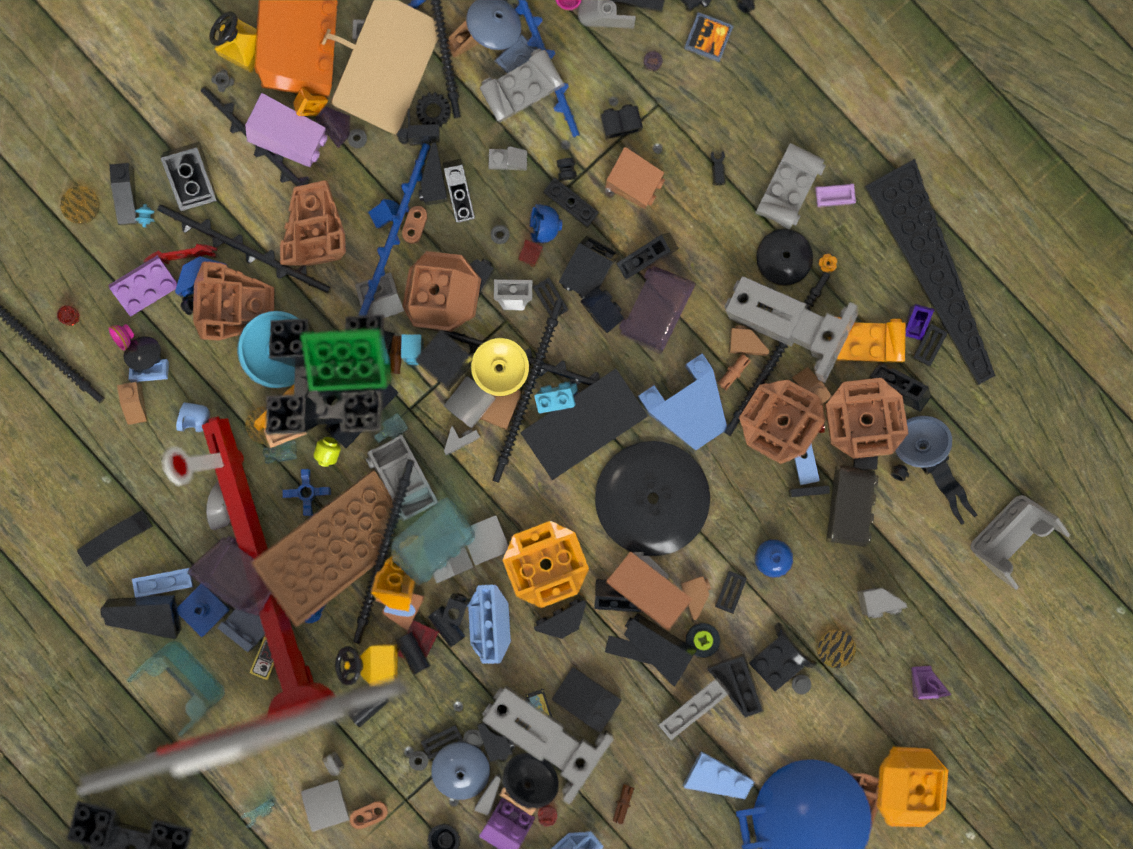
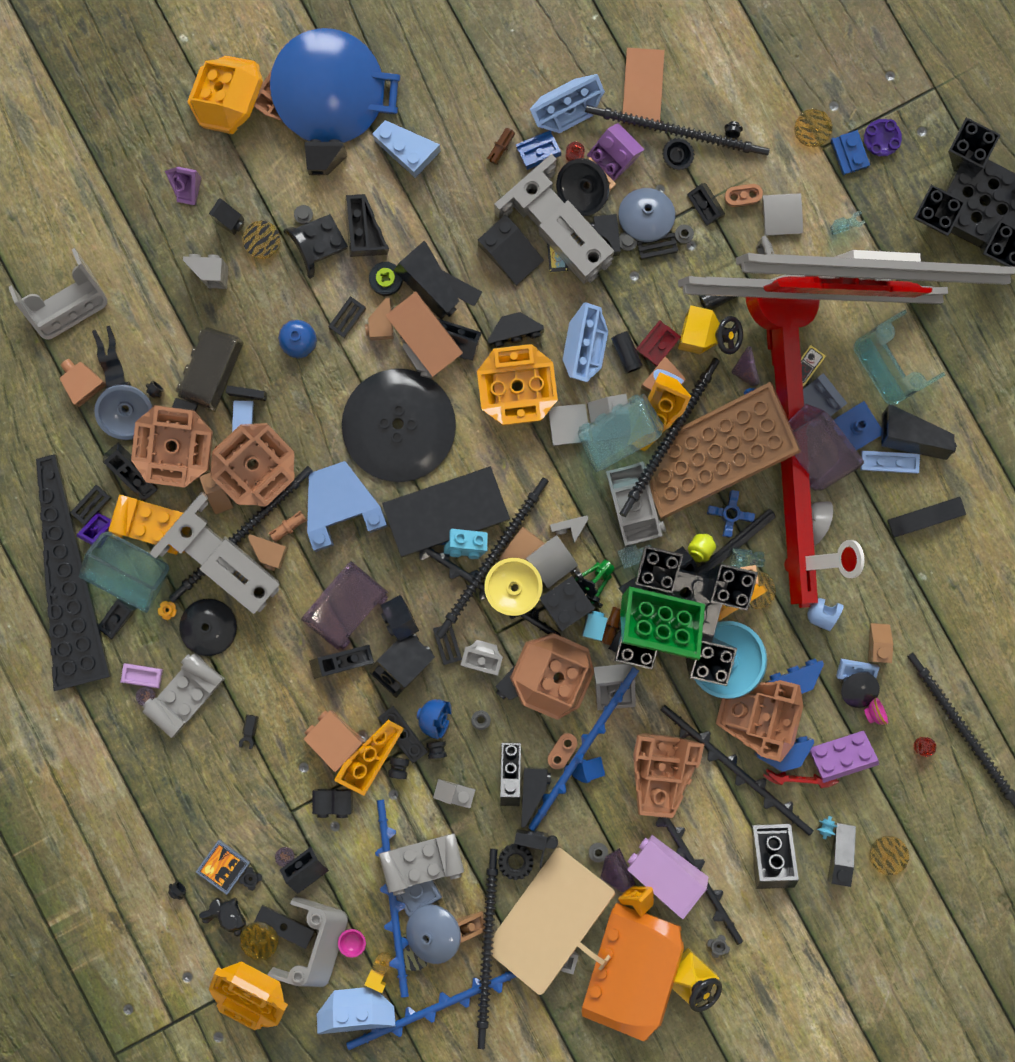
camera: 160 degrees left, 0 degrees up
(187, 305) = (804, 726): black plate -> none
(201, 350) = (804, 676): none -> blue slope
(294, 466) = (737, 541): none -> black axle
(325, 640) = (746, 368): none -> slope
(404, 797) = (706, 204): none -> black slope
(412, 653) = (665, 333): black pin -> none
(417, 404) = (603, 571): none -> plant
(459, 602) = (609, 370): black bracket -> none
(486, 801) = (629, 180): light grey slope -> none
(530, 253) = (455, 693): clear red panel -> none
(534, 195) = (436, 749): none -> black wheel
(584, 809) = (538, 149): none -> plate
(599, 161) = (366, 762): none -> light orange wedge
(631, 52) = (304, 870): none -> black brick
(680, 37) = (245, 879): none -> black plate
(694, 708) = (410, 215): light grey plate -> none
(796, 745) = (324, 156): none -> black slope
(826, 178) = (144, 694): none -> tile
(874, 244) = (116, 618): none -> black slope
(875, 661) = (227, 217): none -> black slope
(879, 288) = (124, 570): none -> clear light blue windscreen
(974, 461) = (80, 382): none -> nougat torso

